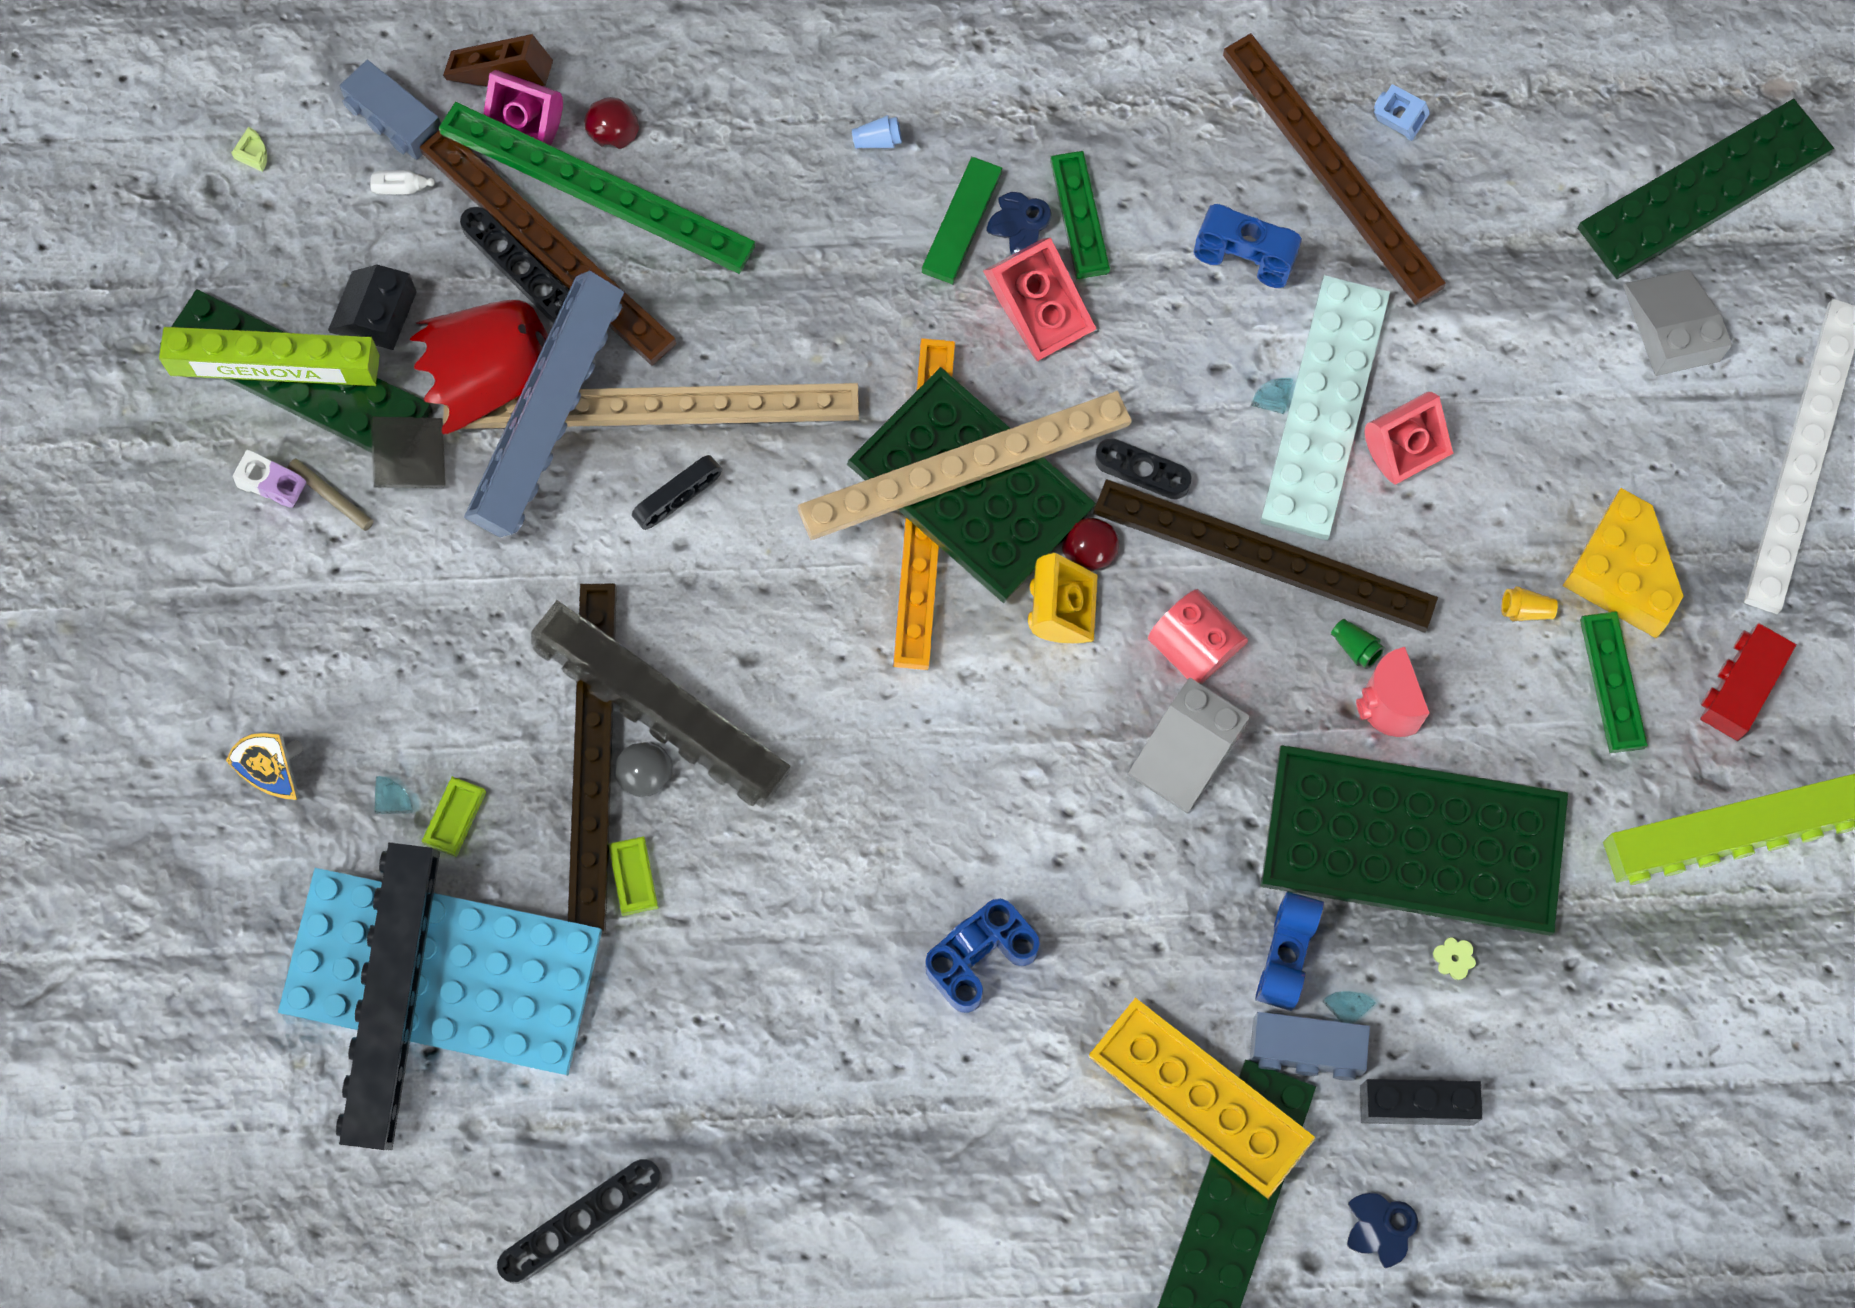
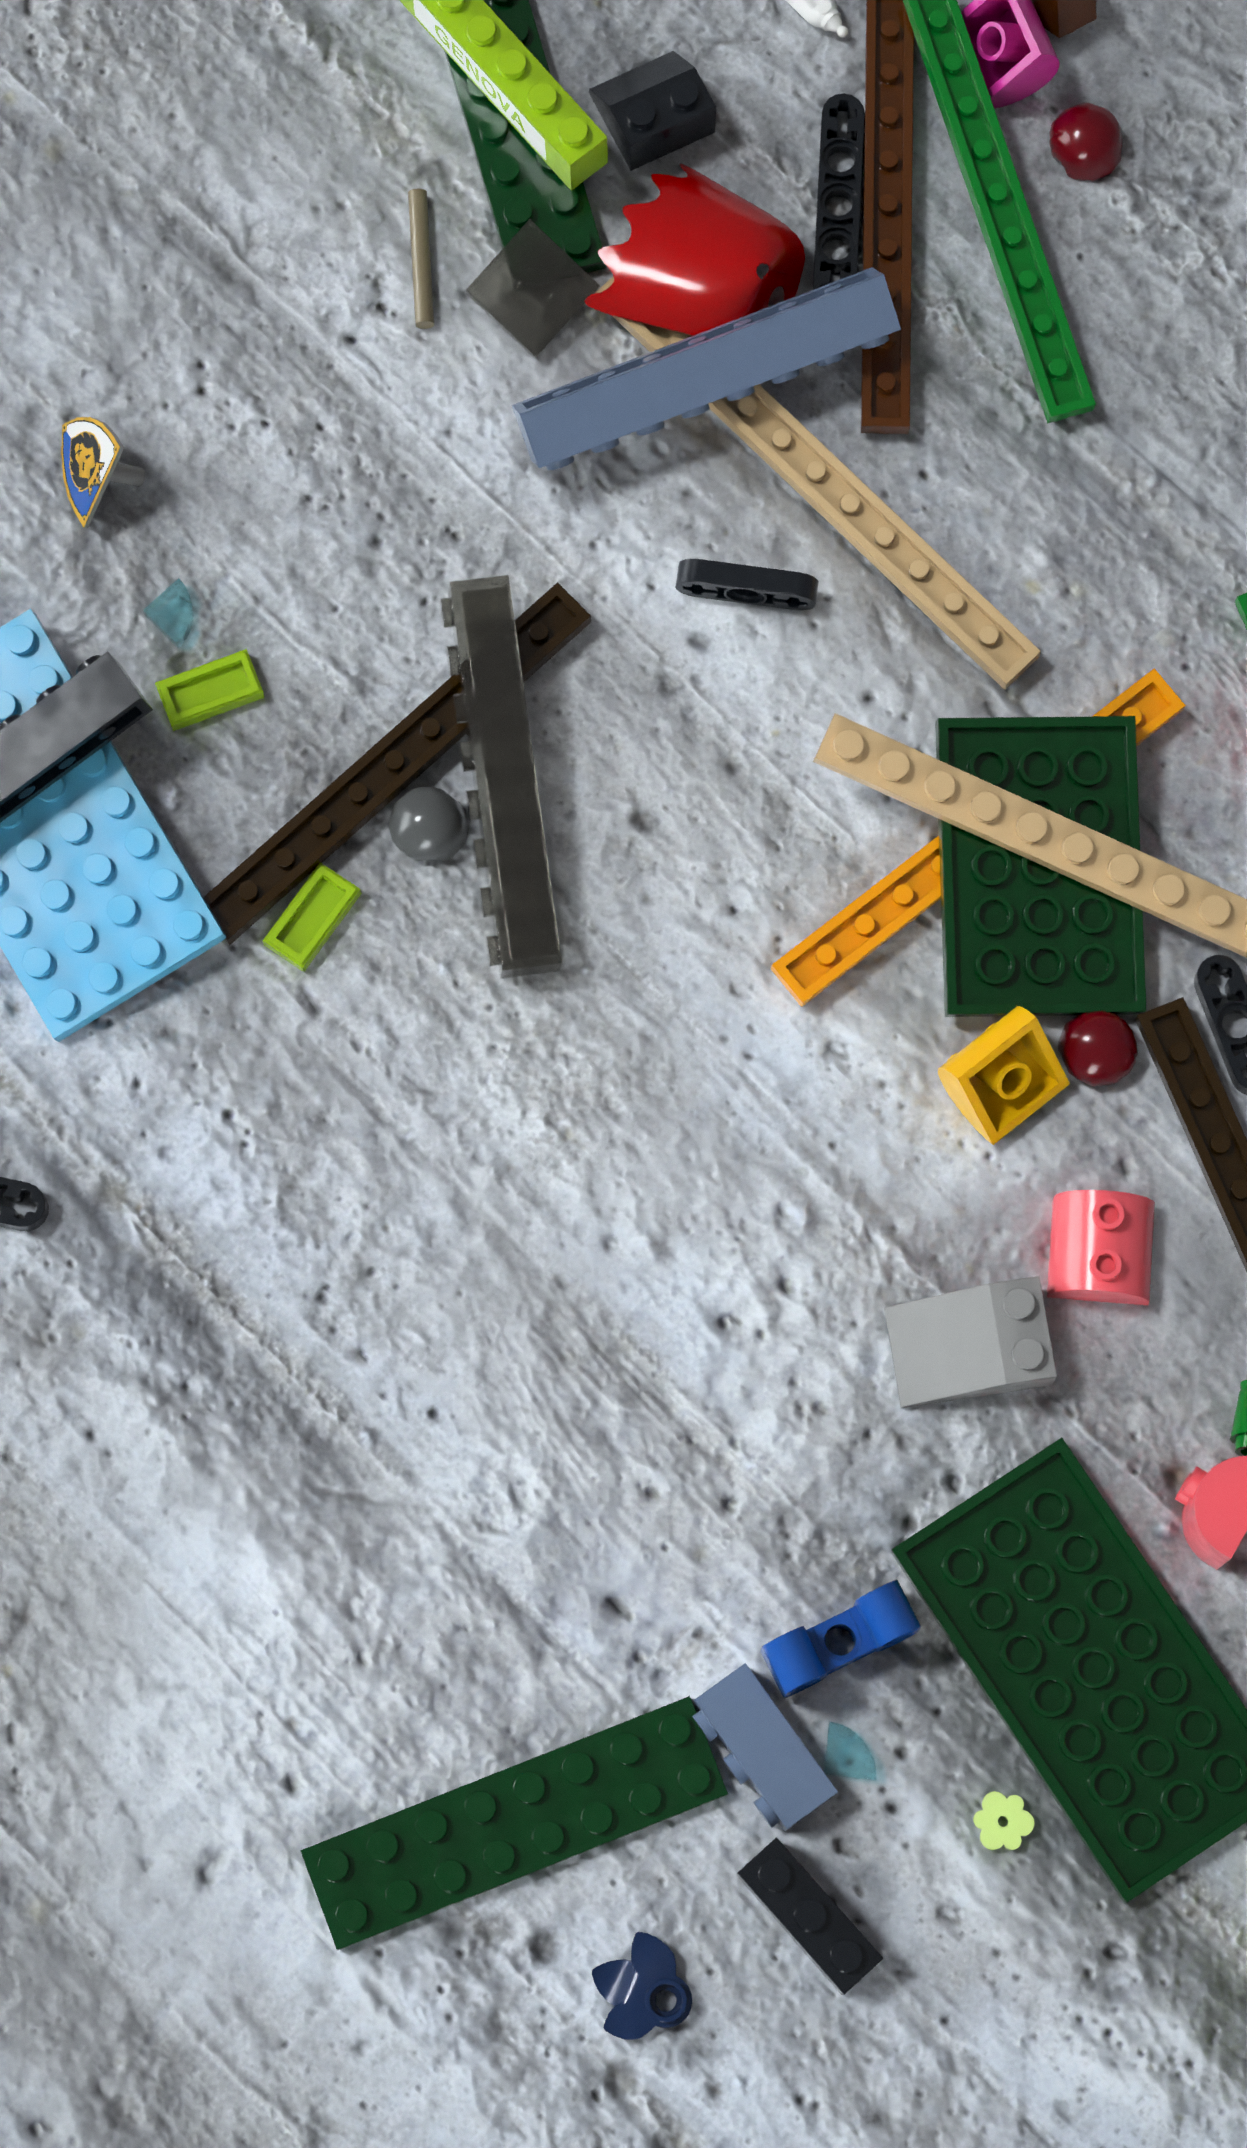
camera: 50 degrees right, 5 degrees up
(268, 479) = (376, 185): leg -> none
(972, 942) = (550, 1310): blue beam -> none
(1202, 1098) = (603, 1685): yellow plate -> none

